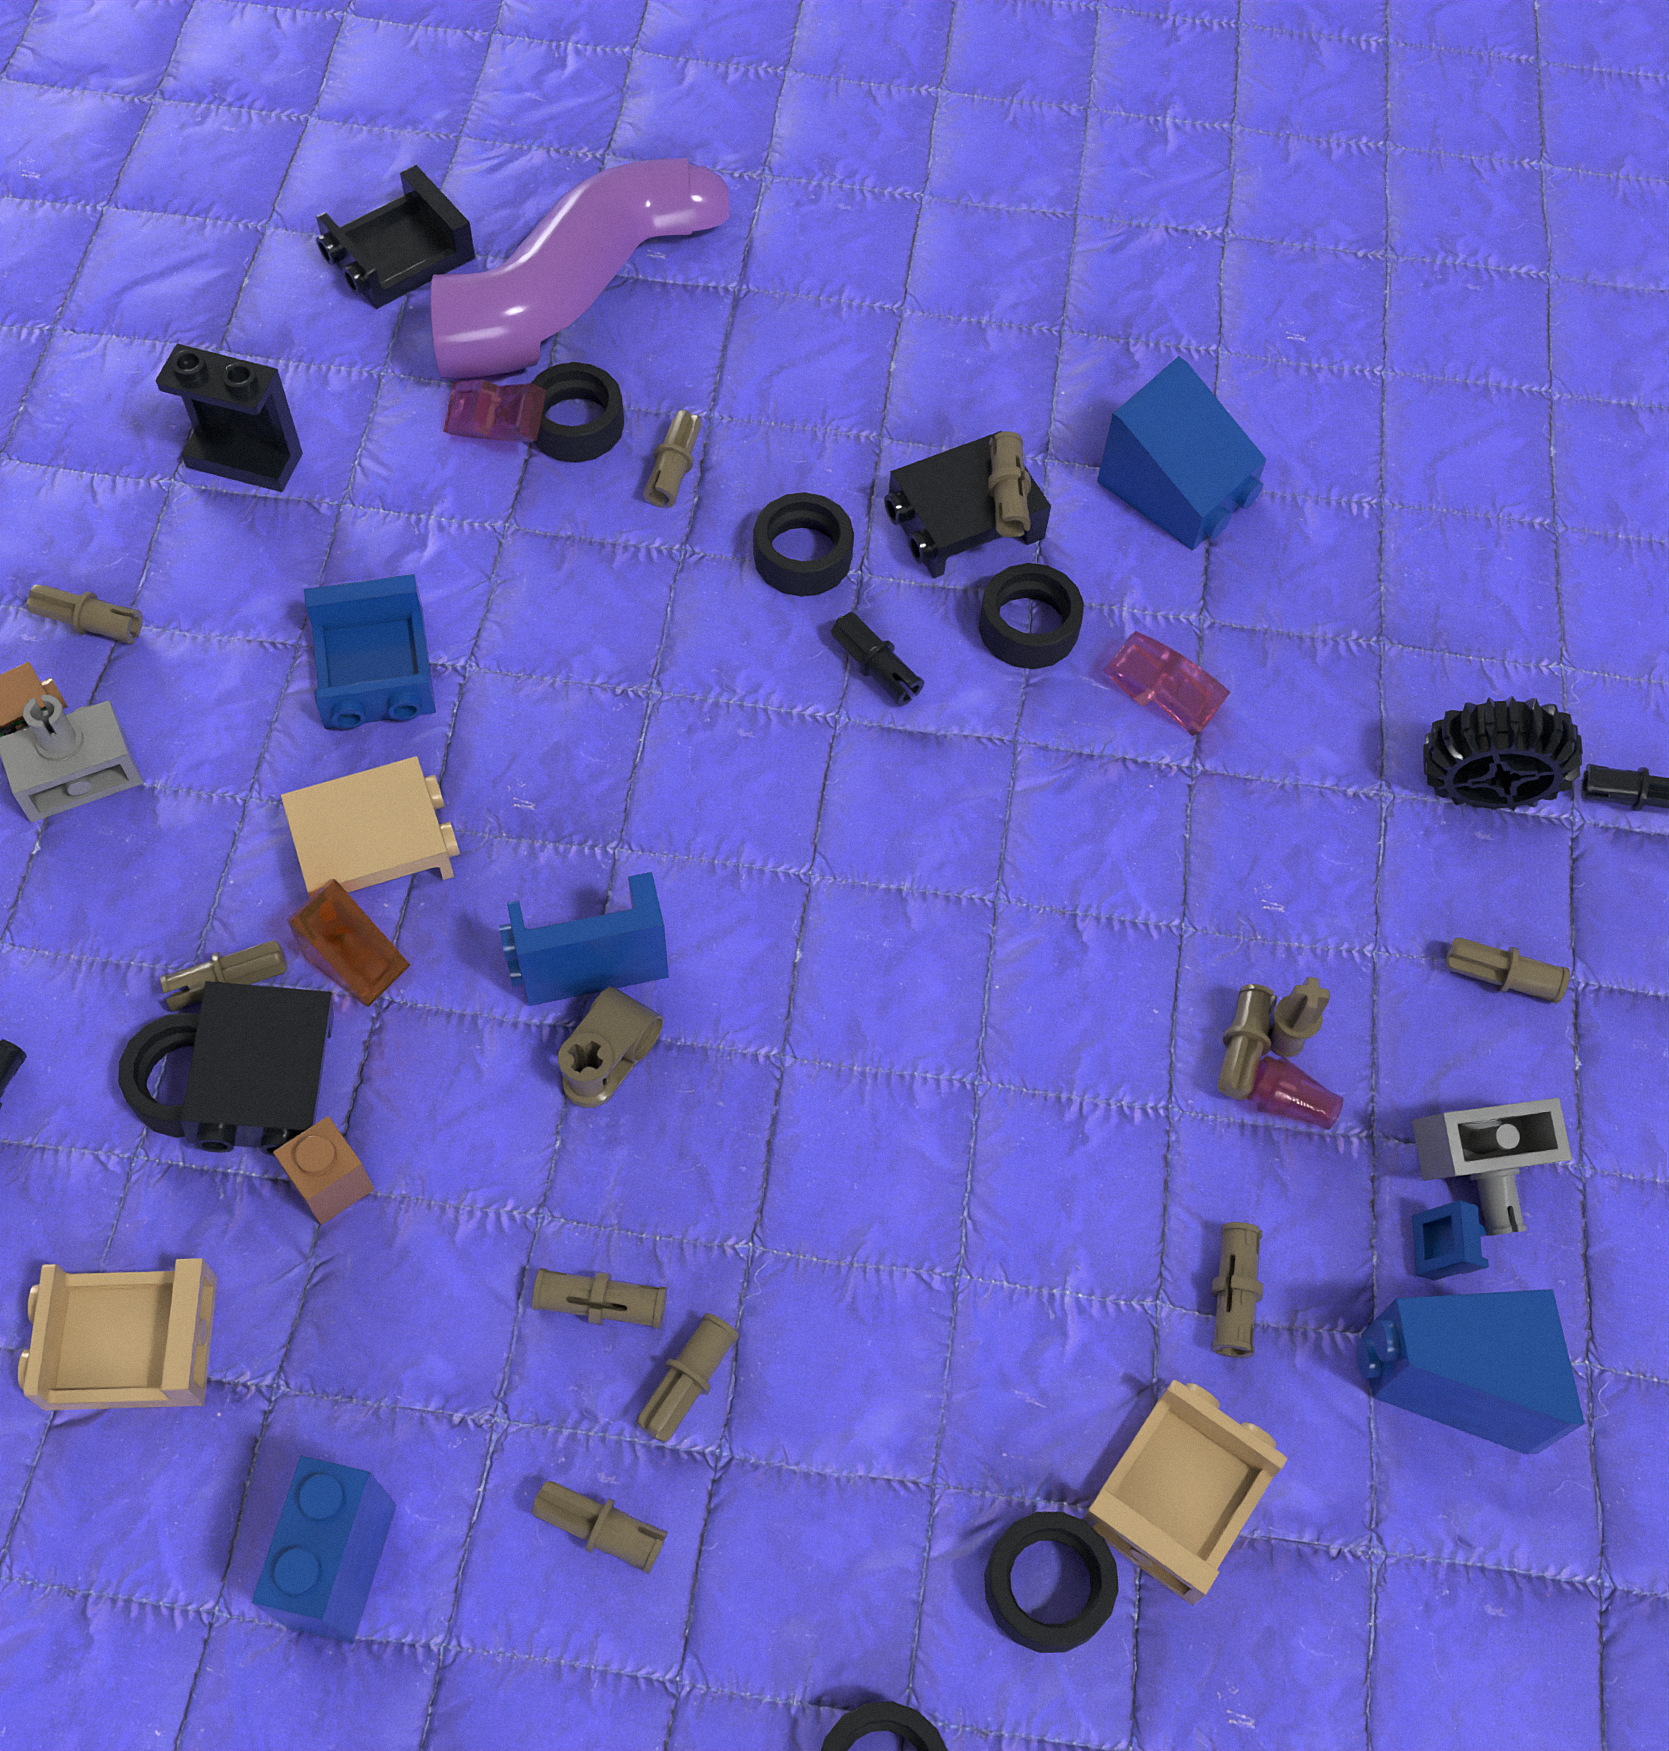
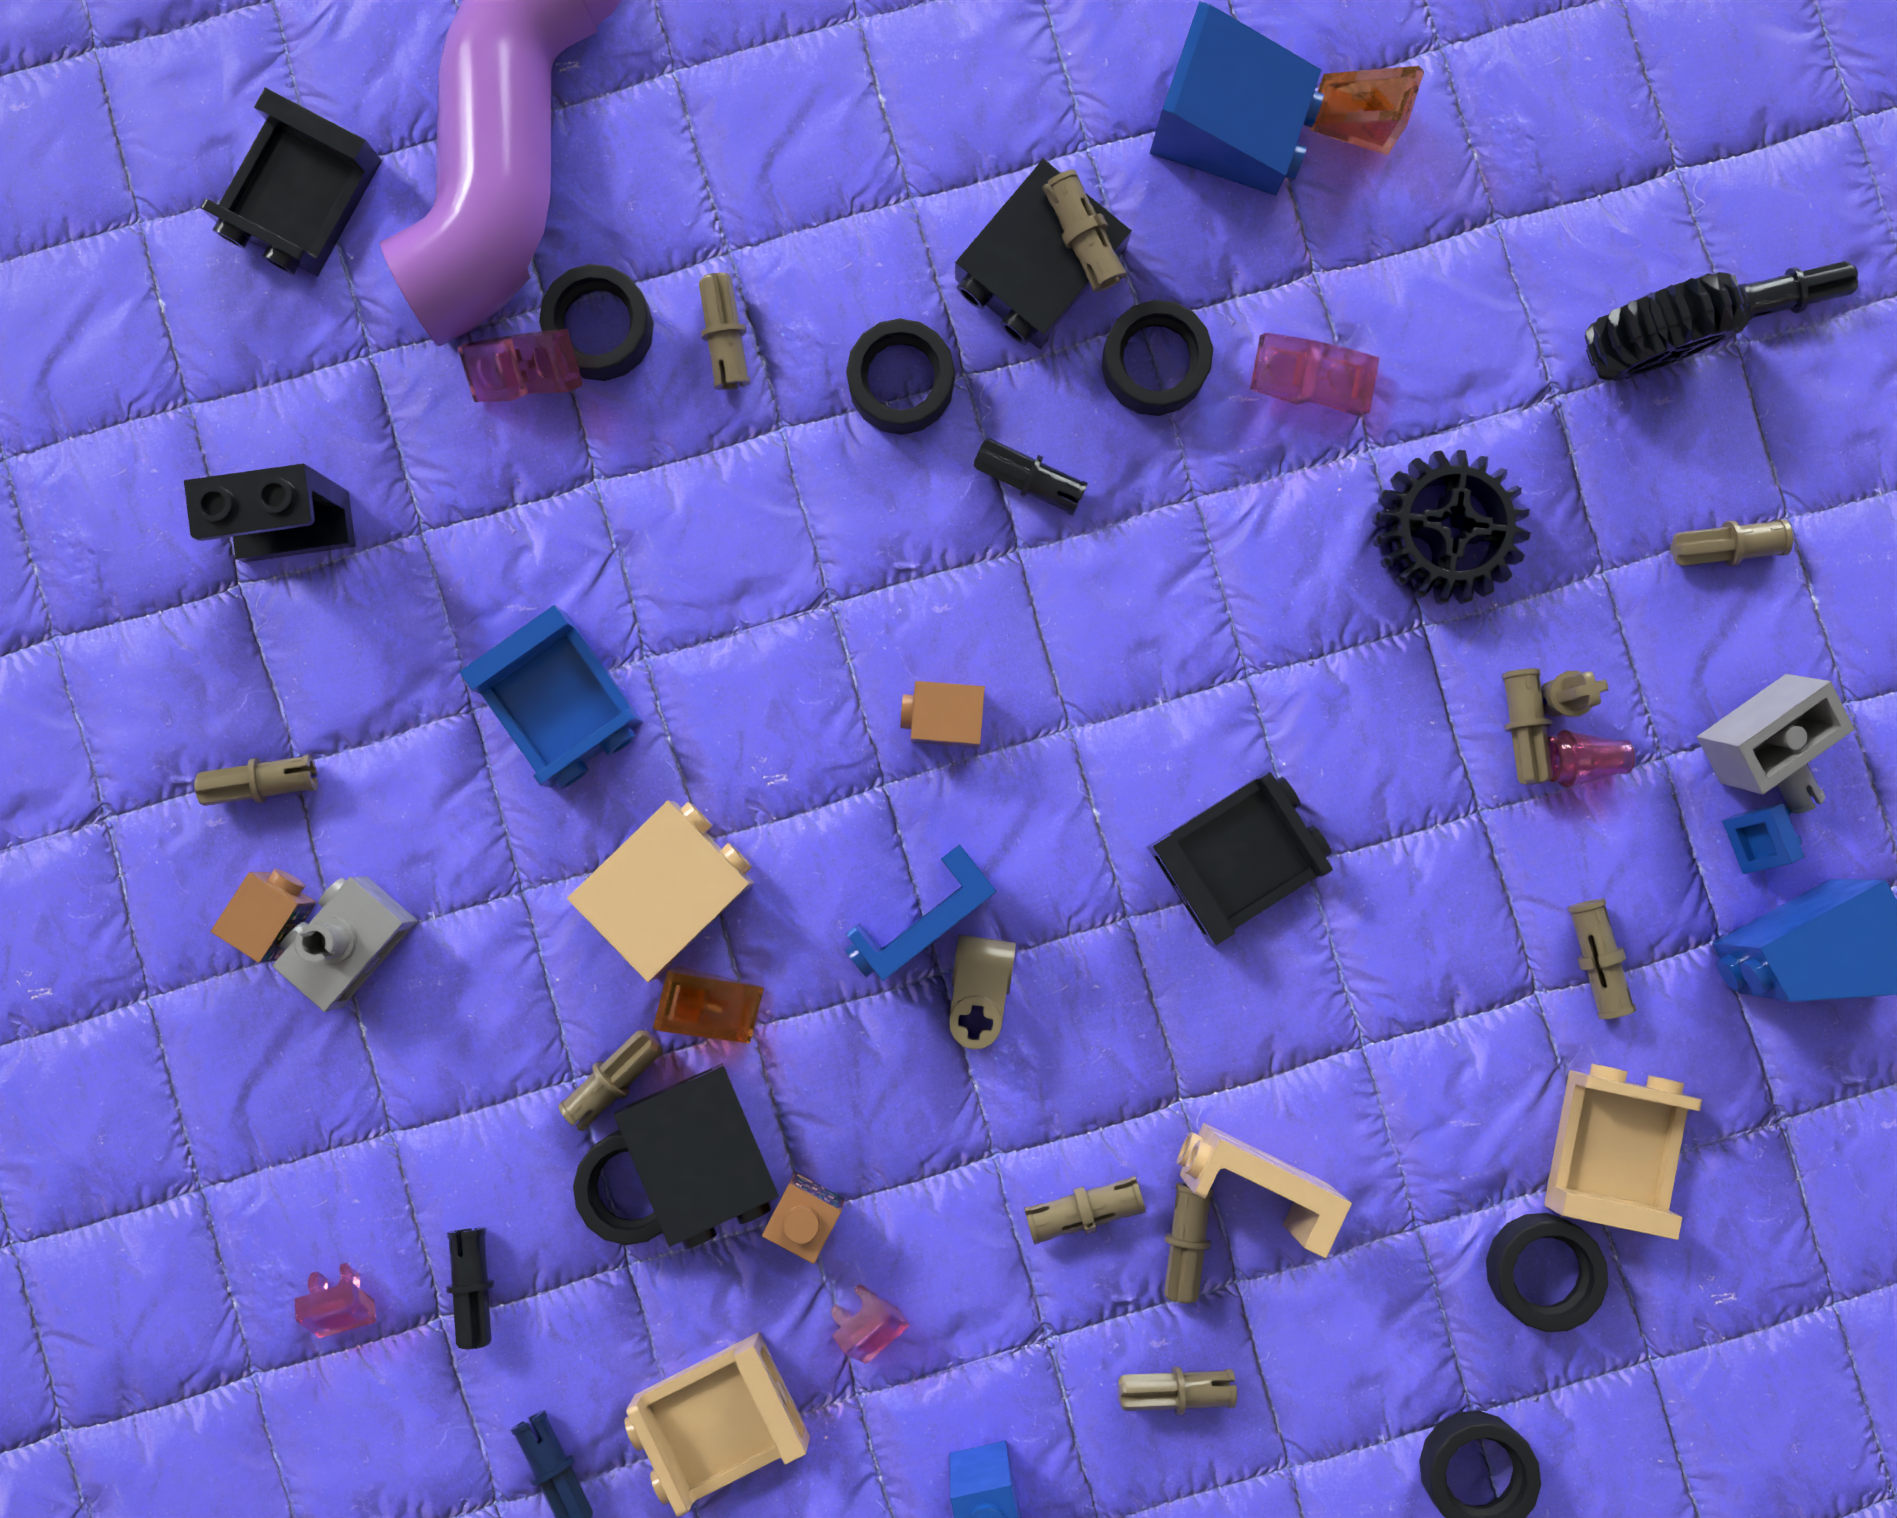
camera: 25 degrees left, 25 degrees up
(324, 1310) = (870, 1328): none -> clear pink tile
(702, 803) = (944, 714): none -> medium nougat brick
(833, 1363) = (1316, 1206): none -> tan panel
(916, 1040) = (1241, 856): none -> black panel
(1263, 870) = (1460, 482): none -> black gear
(1300, 510) = (1368, 105): none -> clear orange slope

